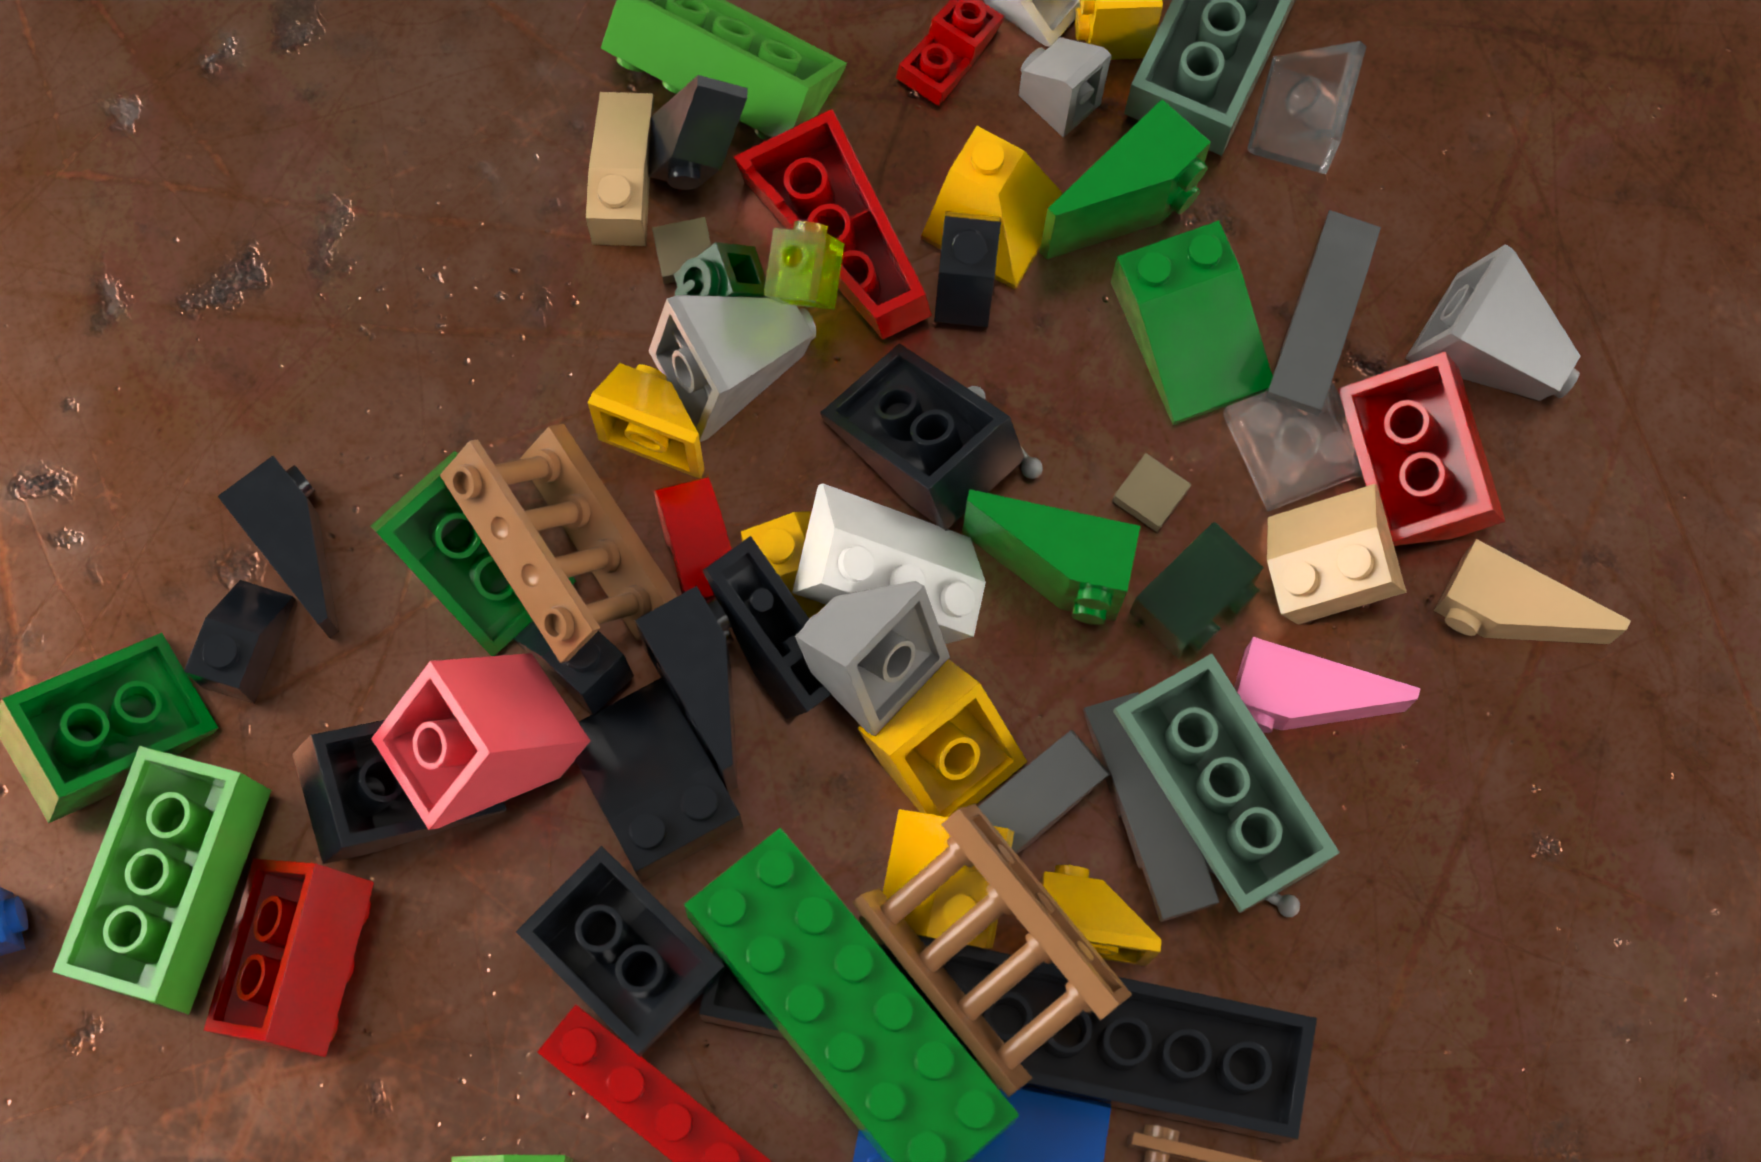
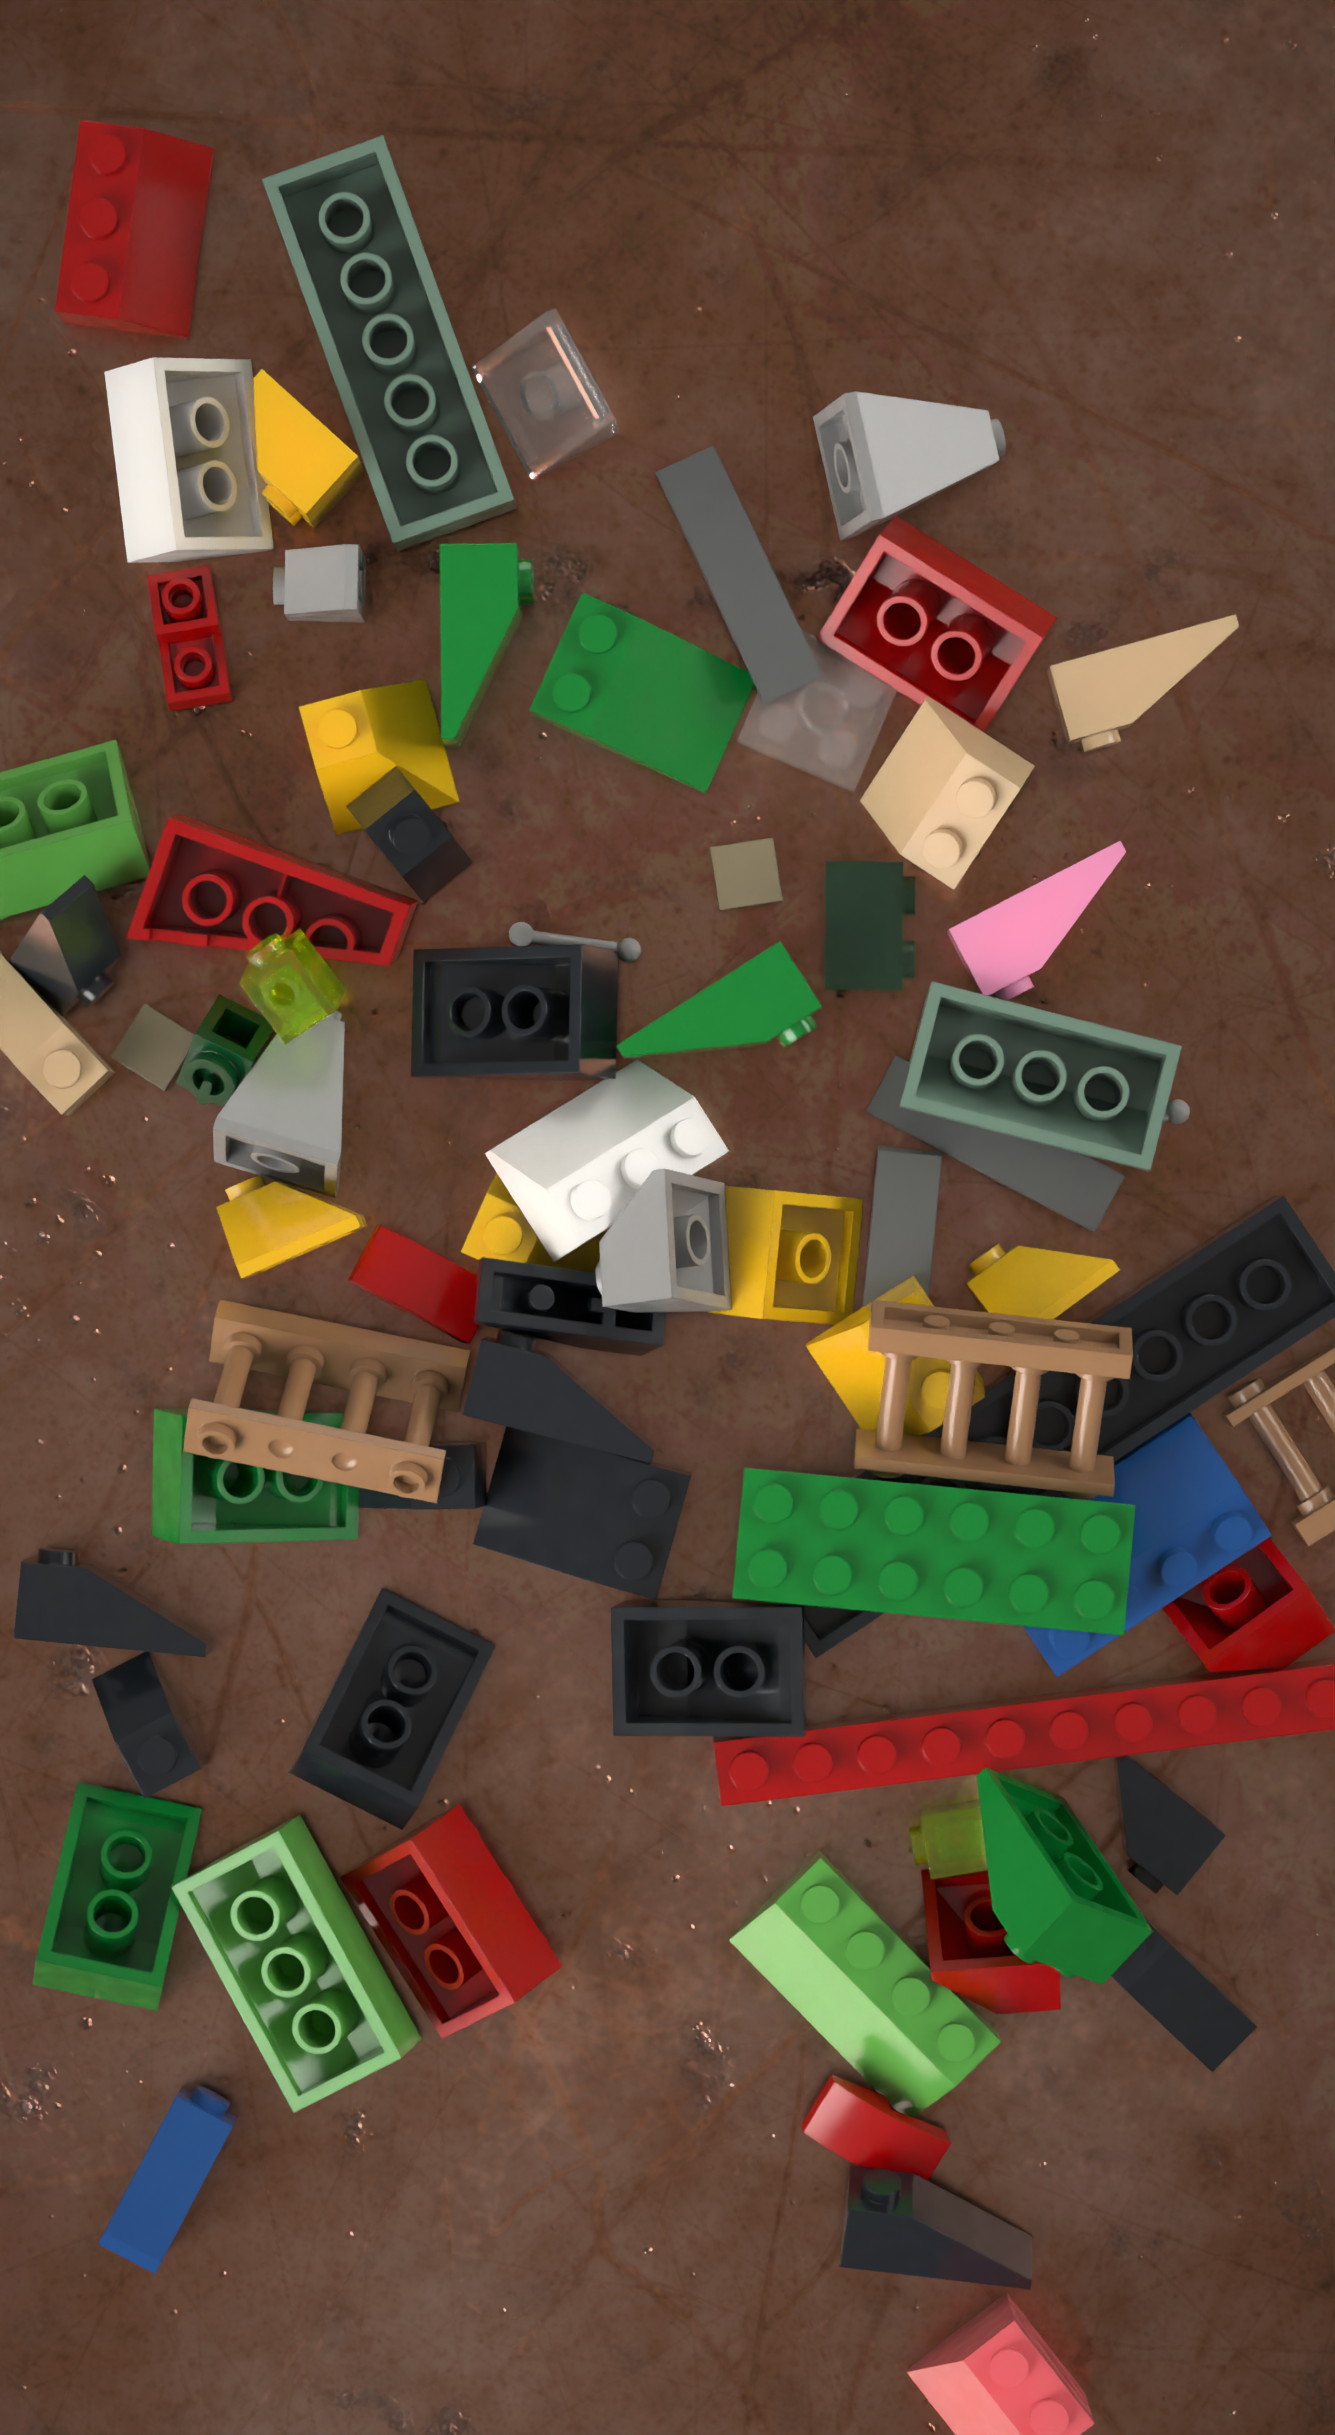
camera: 45 degrees left, 15 degrees up
(478, 735) = (427, 1618): coral slope -> none

